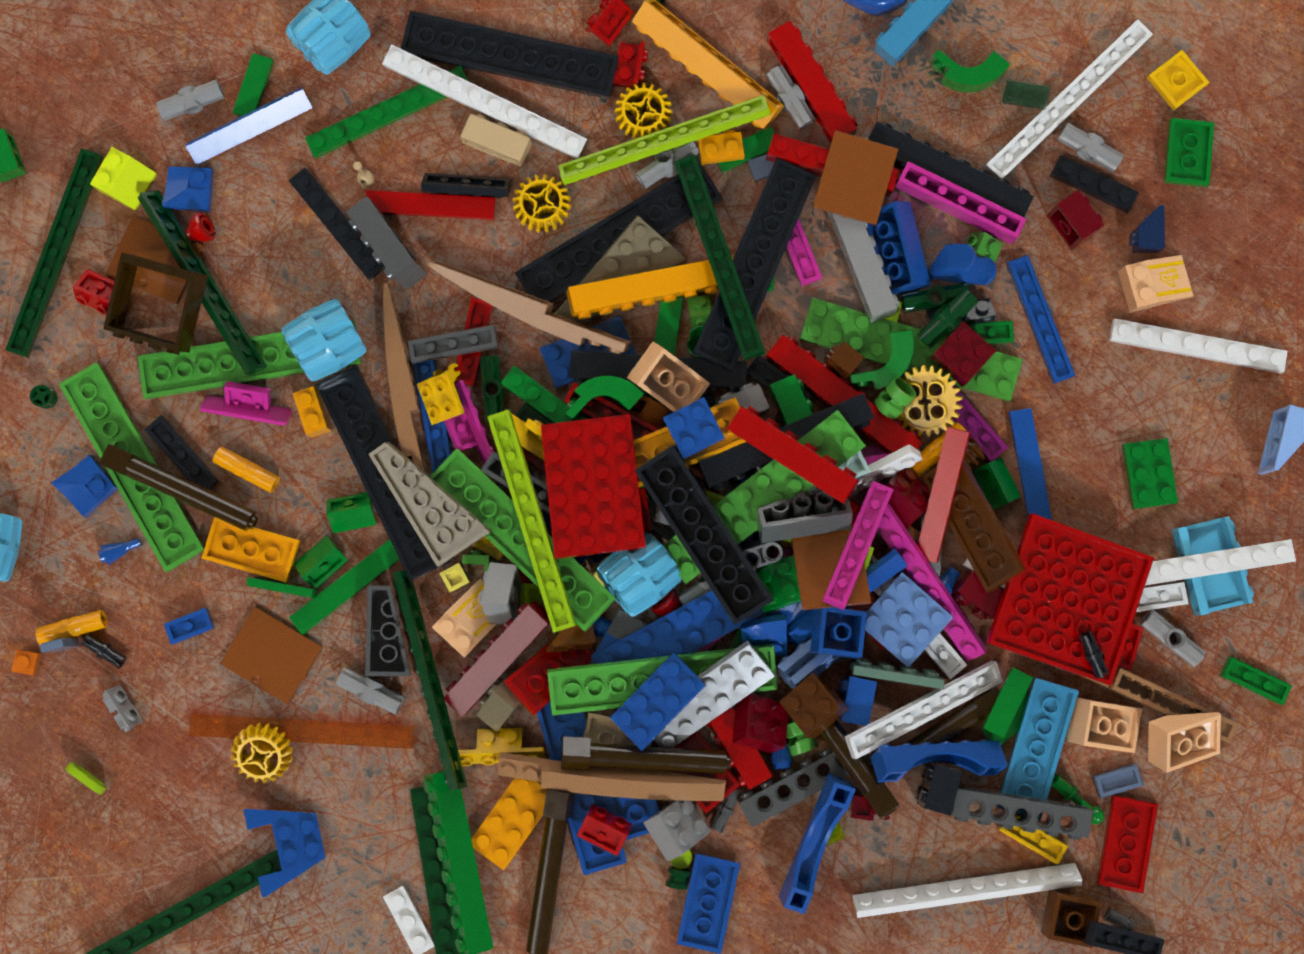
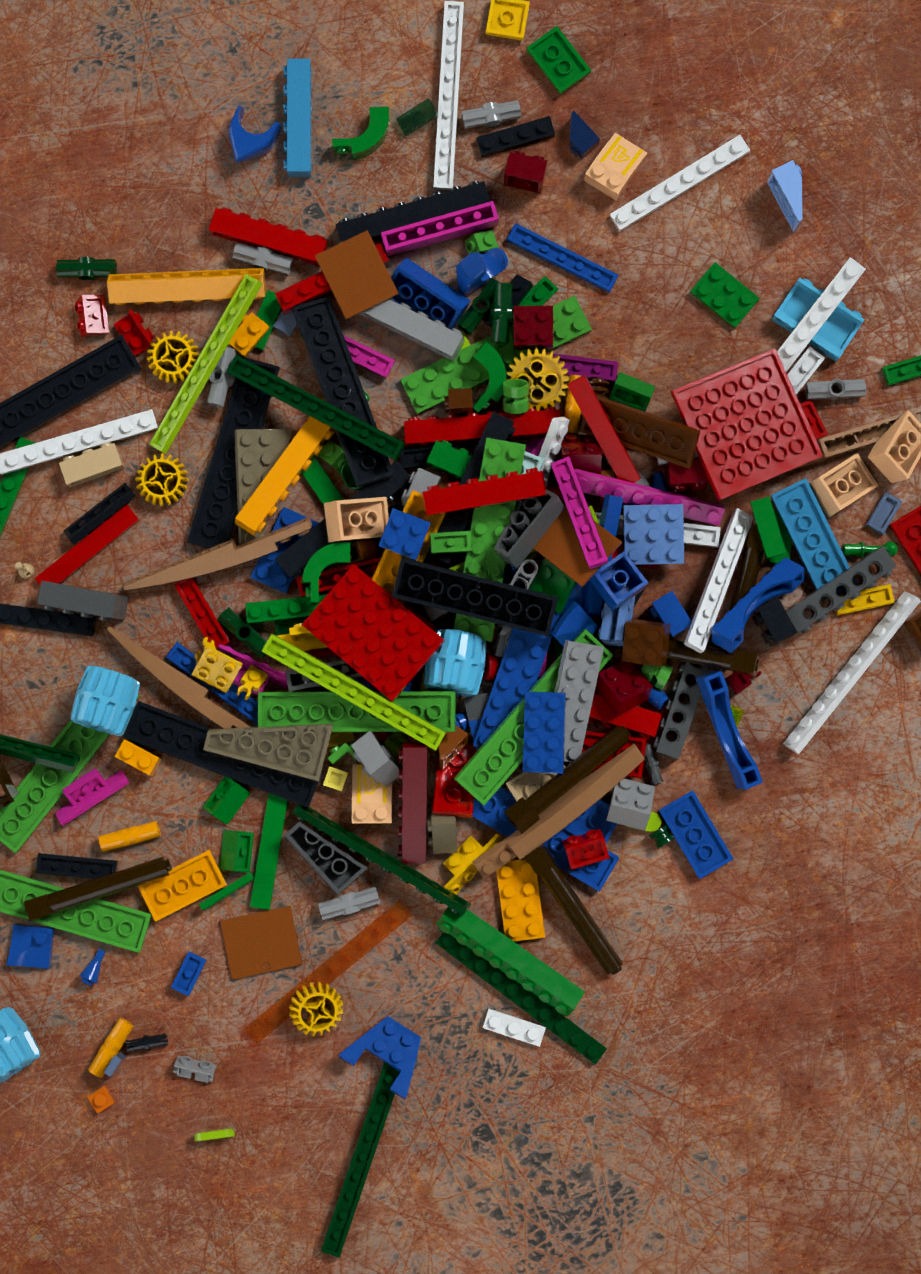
camera: 45 degrees left, 0 degrees up
(453, 344) = (191, 626): dark grey plate -> none
(461, 433) = (252, 680): none -> yellow plate
(726, 470) = (450, 542): none -> bright green plate
(886, 671) = (674, 578): sand green plate -> none
(1029, 463) = (641, 359): blue tile -> none
(1093, 654) = (793, 445): black pin -> none

